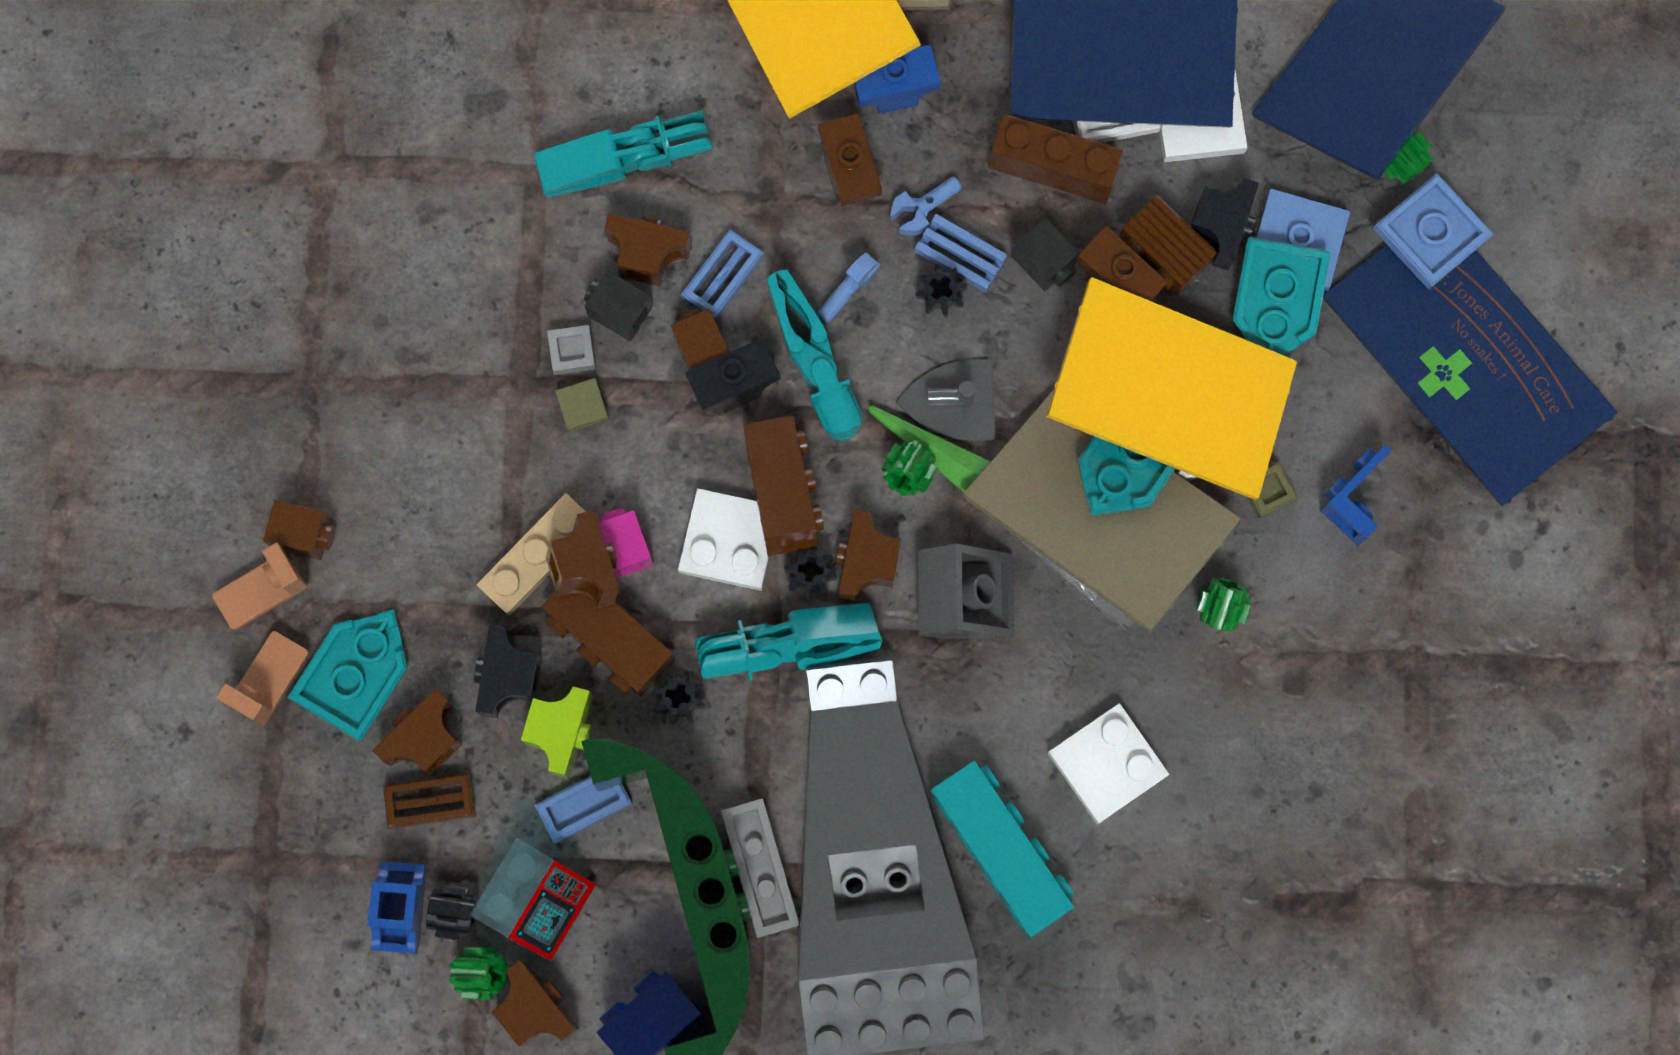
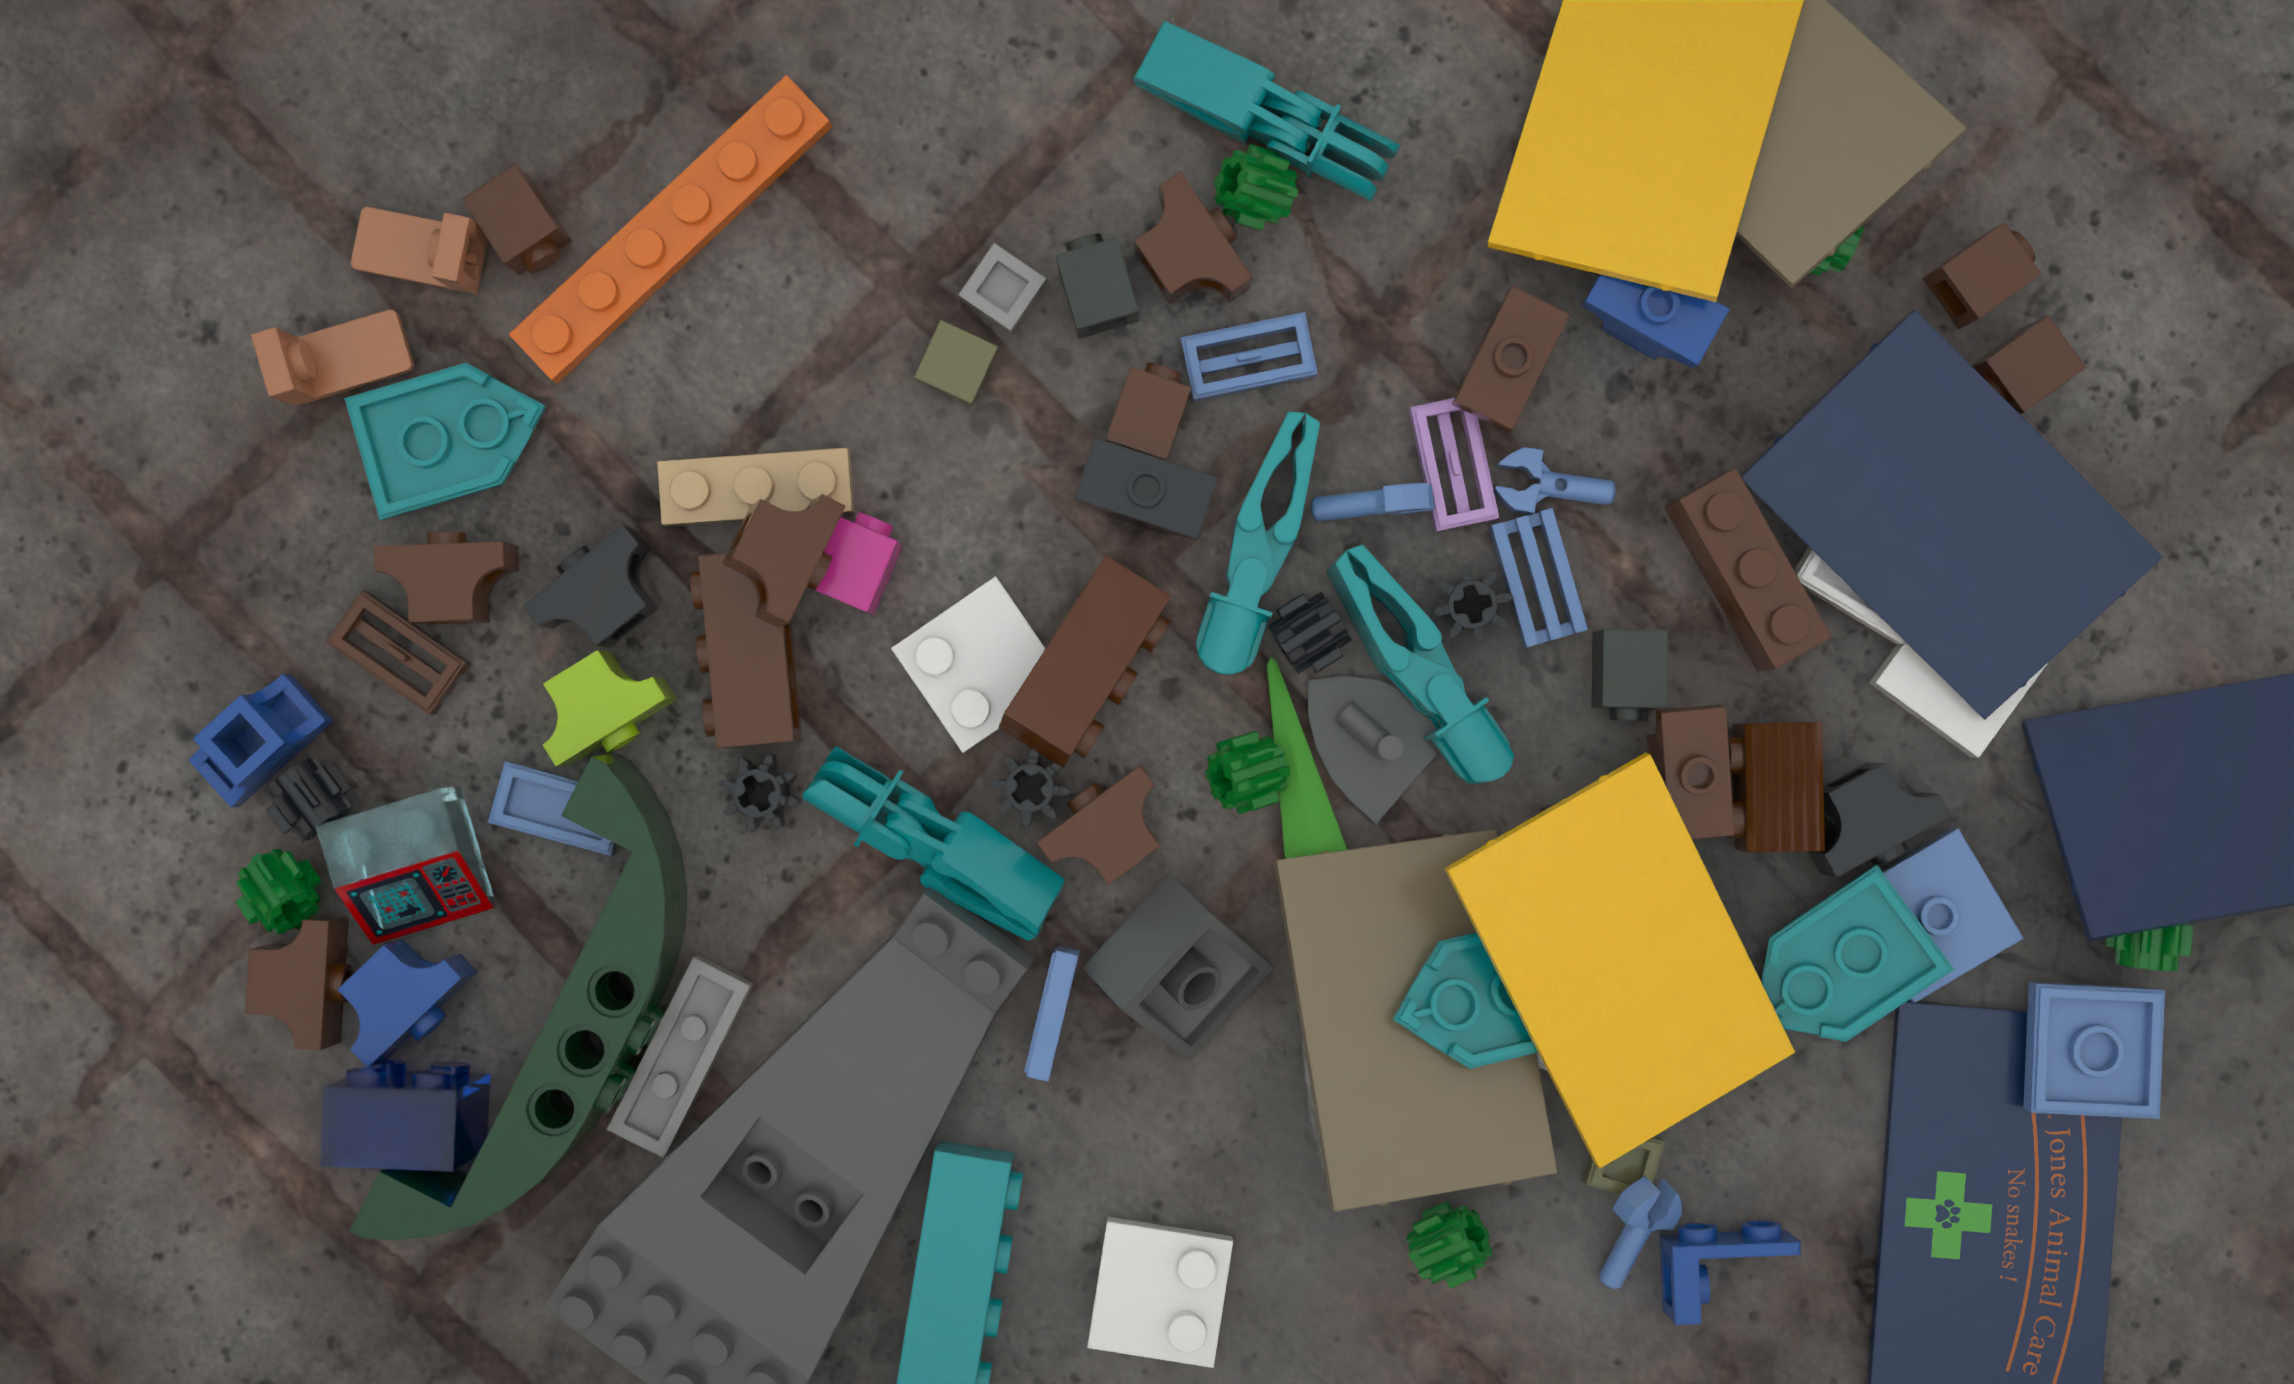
camera: 50 degrees right, 10 degrees up
(379, 469) = (671, 229): none -> orange plate
(591, 969) = (401, 998): none -> blue brick
(651, 190) = (1255, 187): none -> green gear
(858, 248) = (1463, 515): none -> lavender tile
(876, 375) = (1309, 633): none -> black gear
(924, 672) = (1051, 1013): none -> medium blue tile
(942, 343) = (1423, 671): none -> teal arm
(1301, 499) = (1643, 1211): none -> medium blue bar

